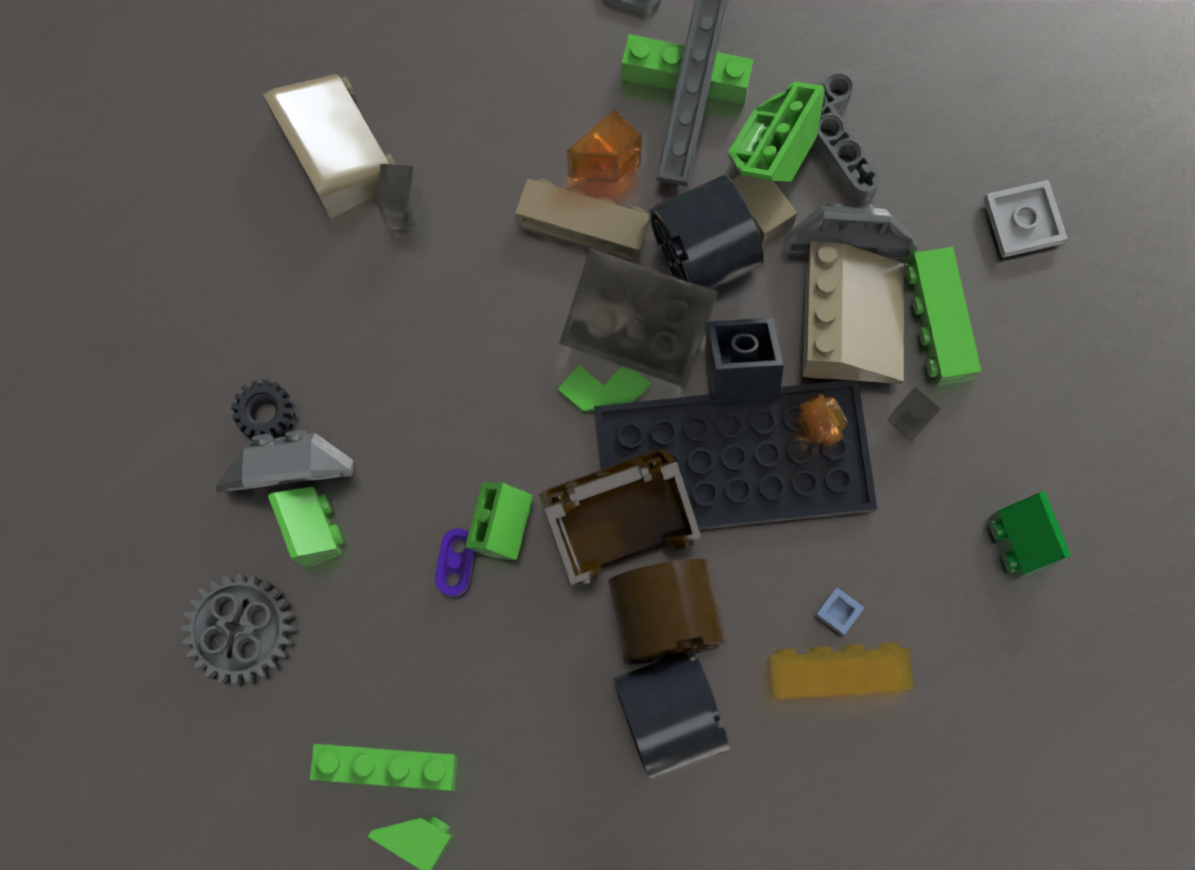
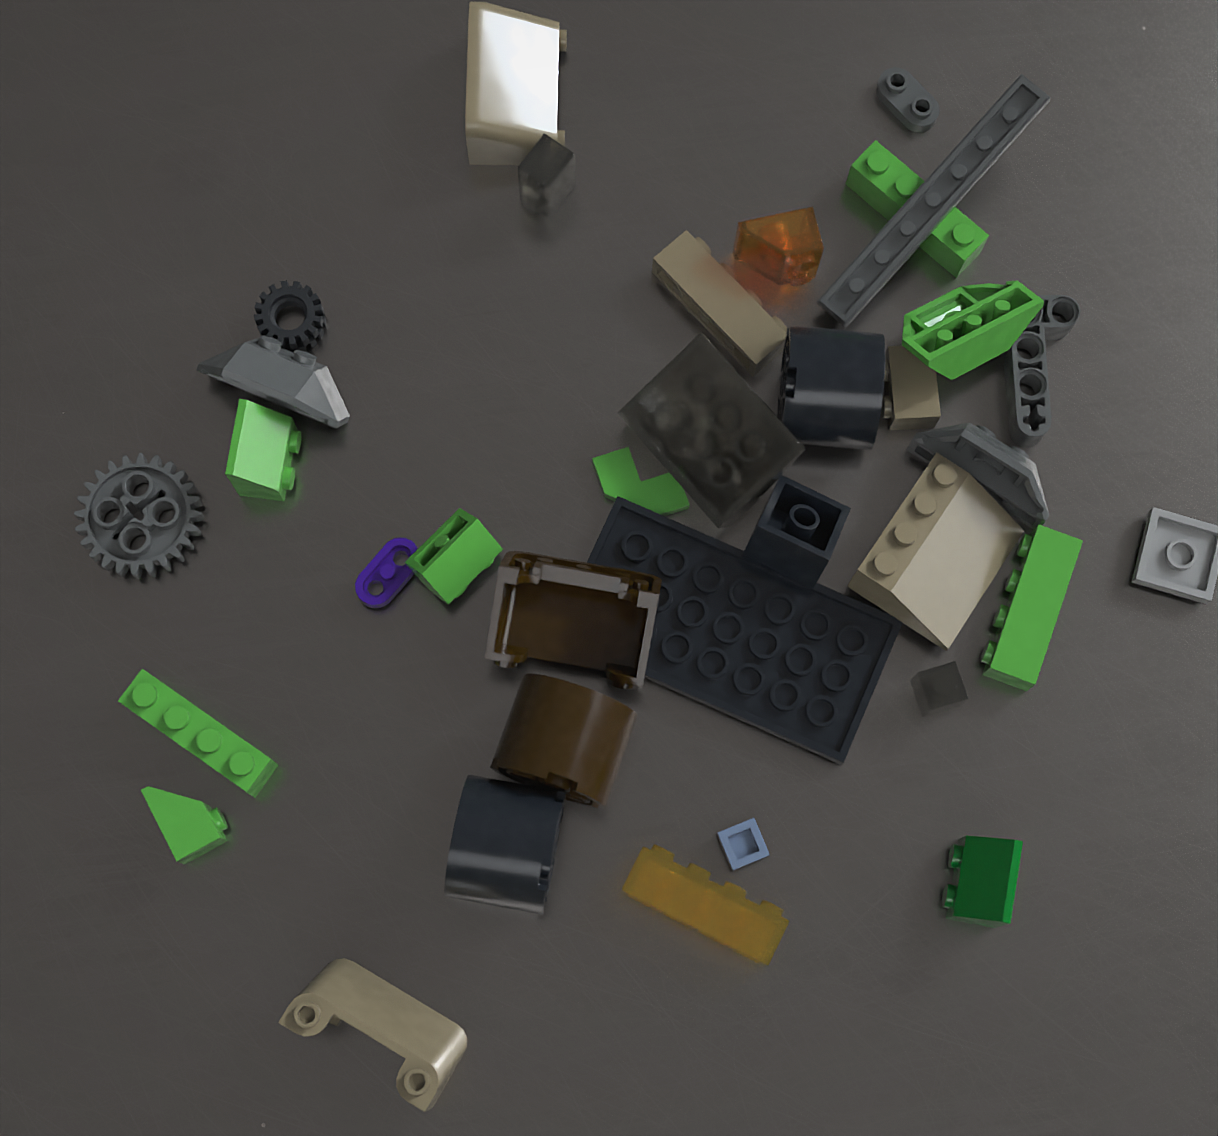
camera: 25 degrees right, 0 degrees up
(822, 420) = (839, 640): clear orange head -> none

